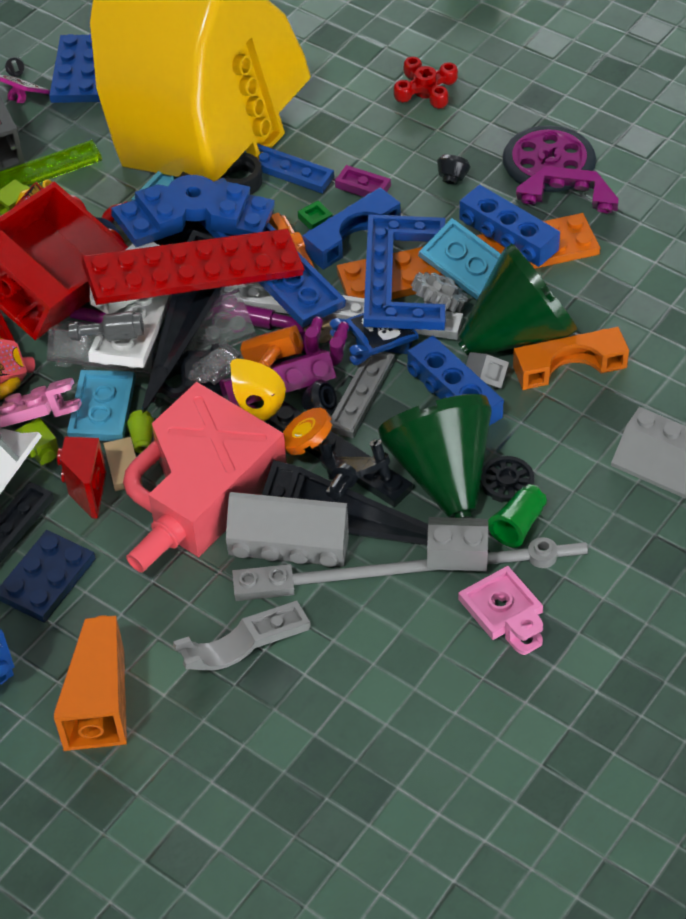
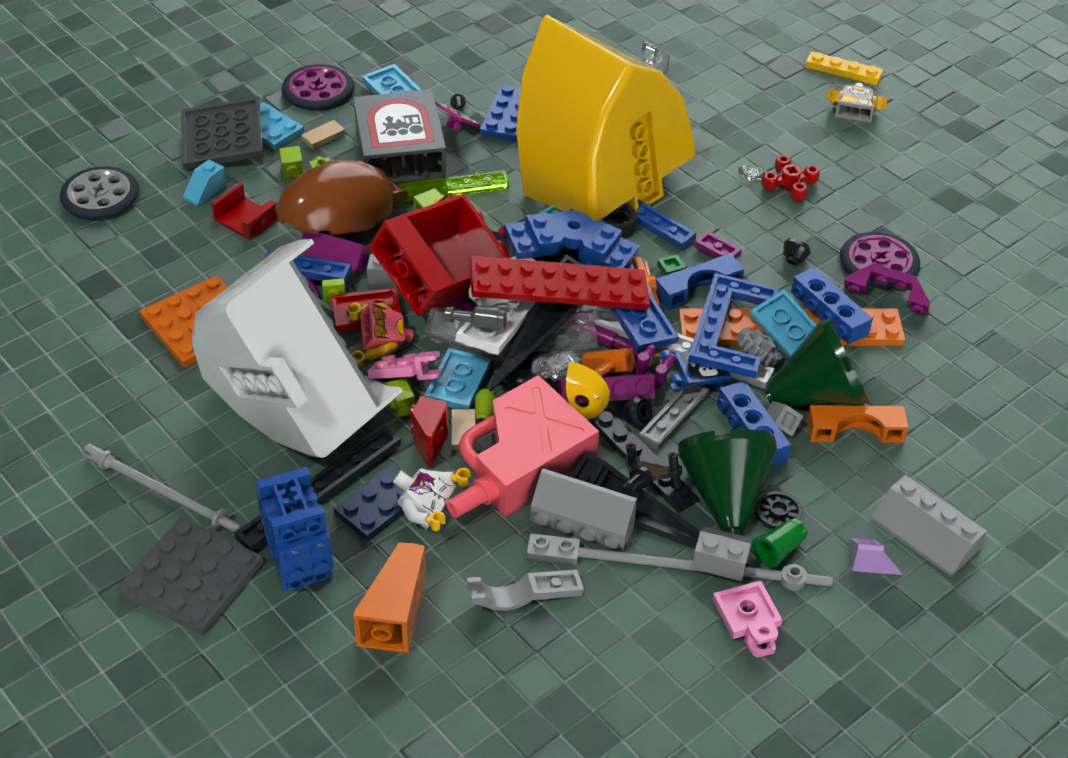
camera: 10 degrees right, 5 degrees down
(101, 552) = (427, 494): none -> white torso
(307, 430) = (619, 433): orange tile -> none
(379, 86) = (751, 174): none -> clear tile
(621, 509) = (870, 557): none -> lavender slope

